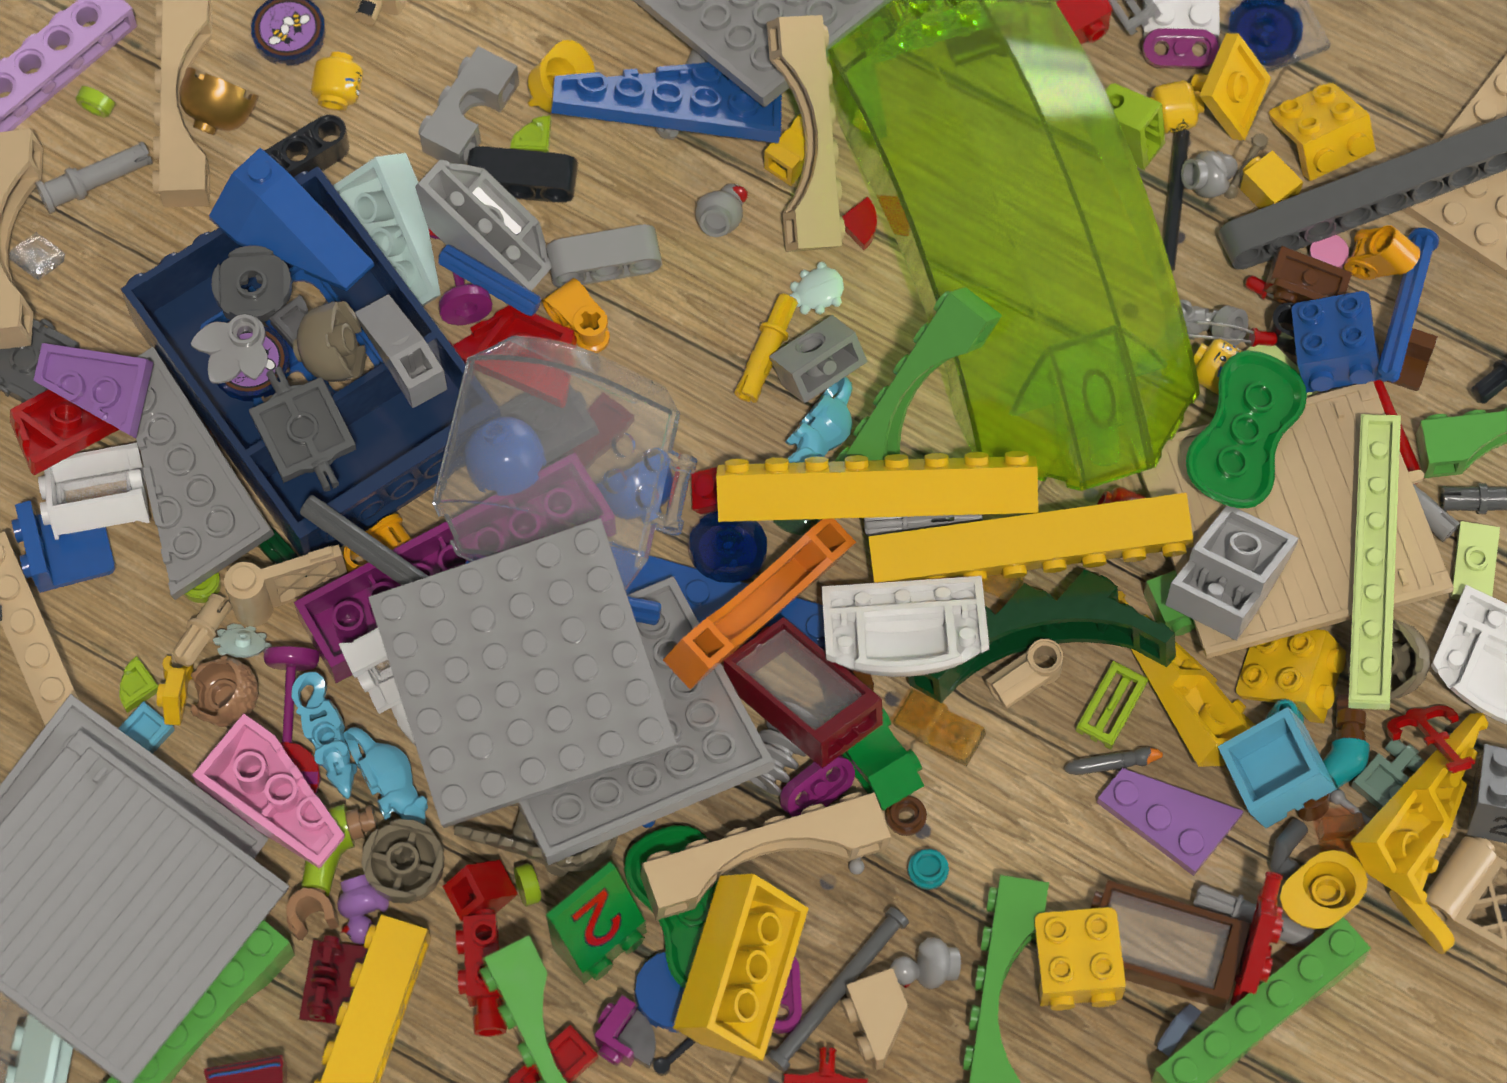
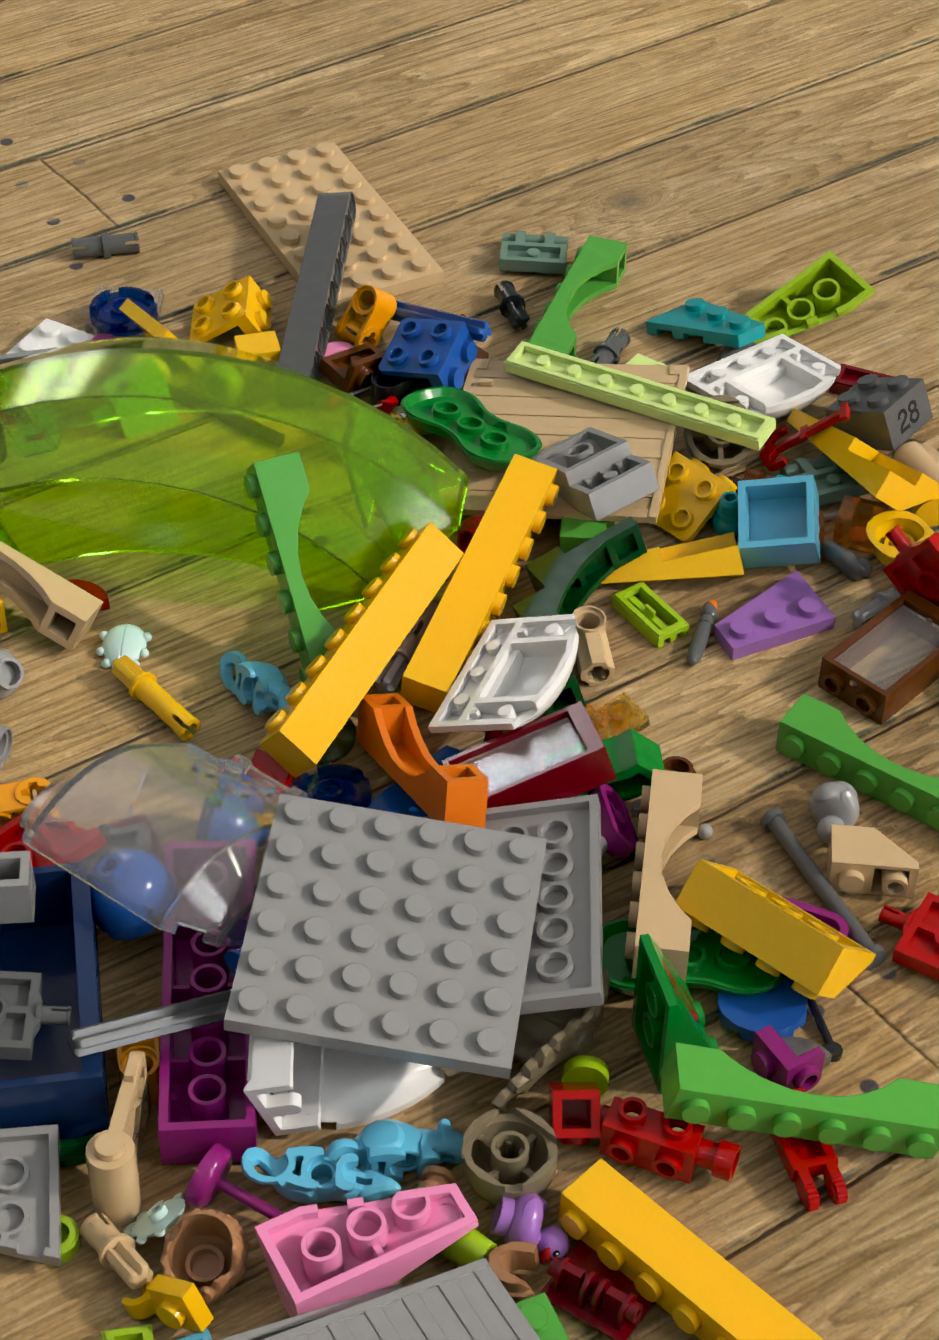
camera: 65 degrees left, 25 degrees down
(818, 359) = (197, 659): light grey brick -> none
(928, 869) = (736, 780): teal plate -> none
(1079, 958) = (886, 700): yellow bracket -> none

